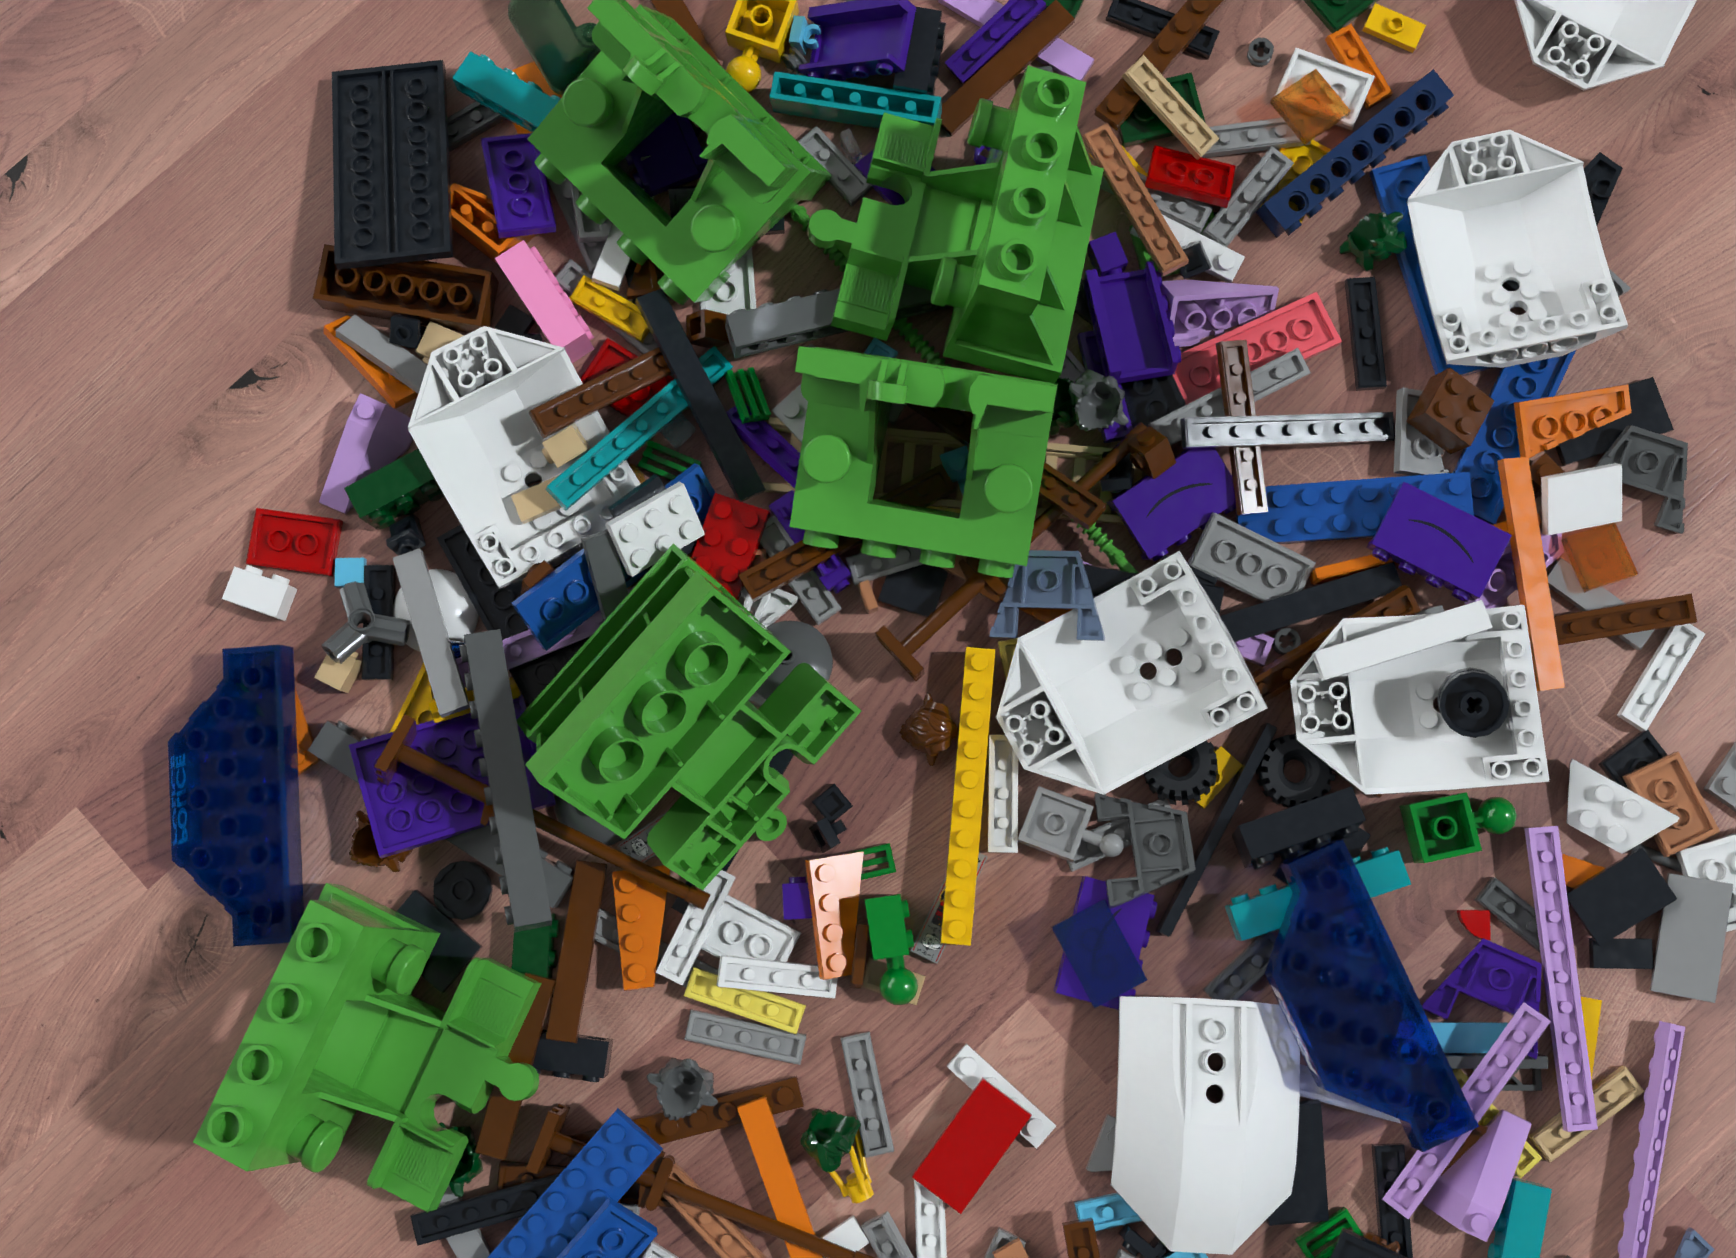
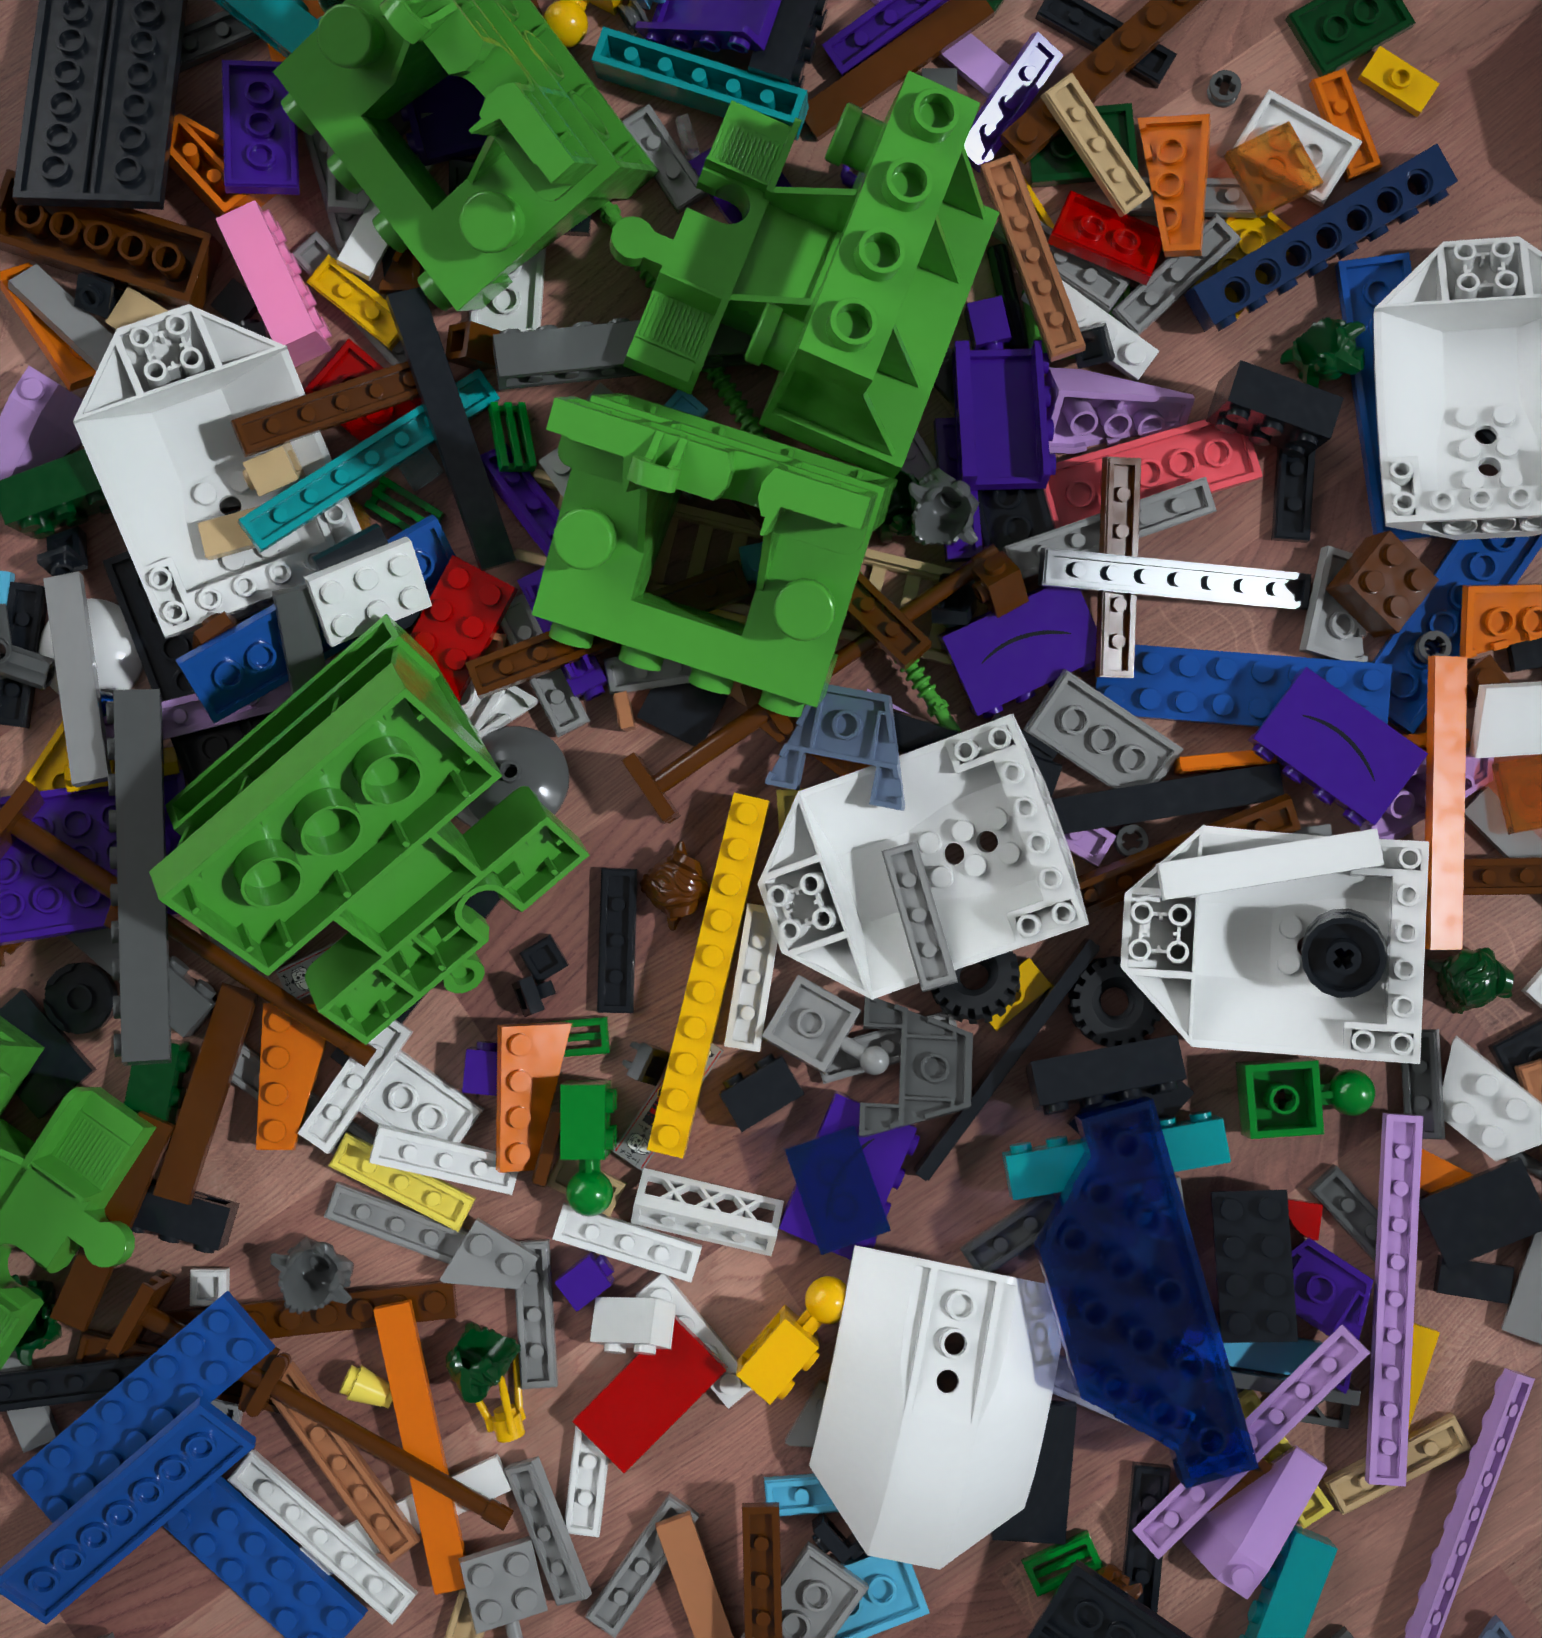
camera: 10 degrees right, 5 degrees up
(597, 1110) = (208, 1285): none -> white tile
(737, 1174) = (366, 1387): none -> light yellow cone
(825, 1054) = (489, 1259): none -> light grey wing
(889, 780) = (617, 940): none -> black tile
(905, 1059) = (585, 1280): none -> dark purple brick
(929, 875) = (647, 1064): none -> black tile
(934, 1024) = (628, 1243): none -> white plate
(950, 1088) = (633, 1323): none -> white brick
(995, 995) = (705, 1219): none -> white fence
(1023, 884) = (761, 1091): none -> black brick
(1079, 1085) = (790, 1341): none -> yellow brick
(1101, 76) = (1010, 98): none -> plate
(1115, 224) = (1005, 286): none -> black axle
(1130, 723) = (919, 916): none -> light grey tile
(1236, 118) = (1177, 170): none -> orange wing
(1343, 288) = (1274, 410): none -> black brick
(1443, 965) = (1254, 1266): none -> black brick
(1489, 457) = (1442, 638): none -> dark grey bush
(1553, 803) = (1424, 1086): none -> dark grey tile
(1576, 711) = (1472, 979): none -> dark green hair

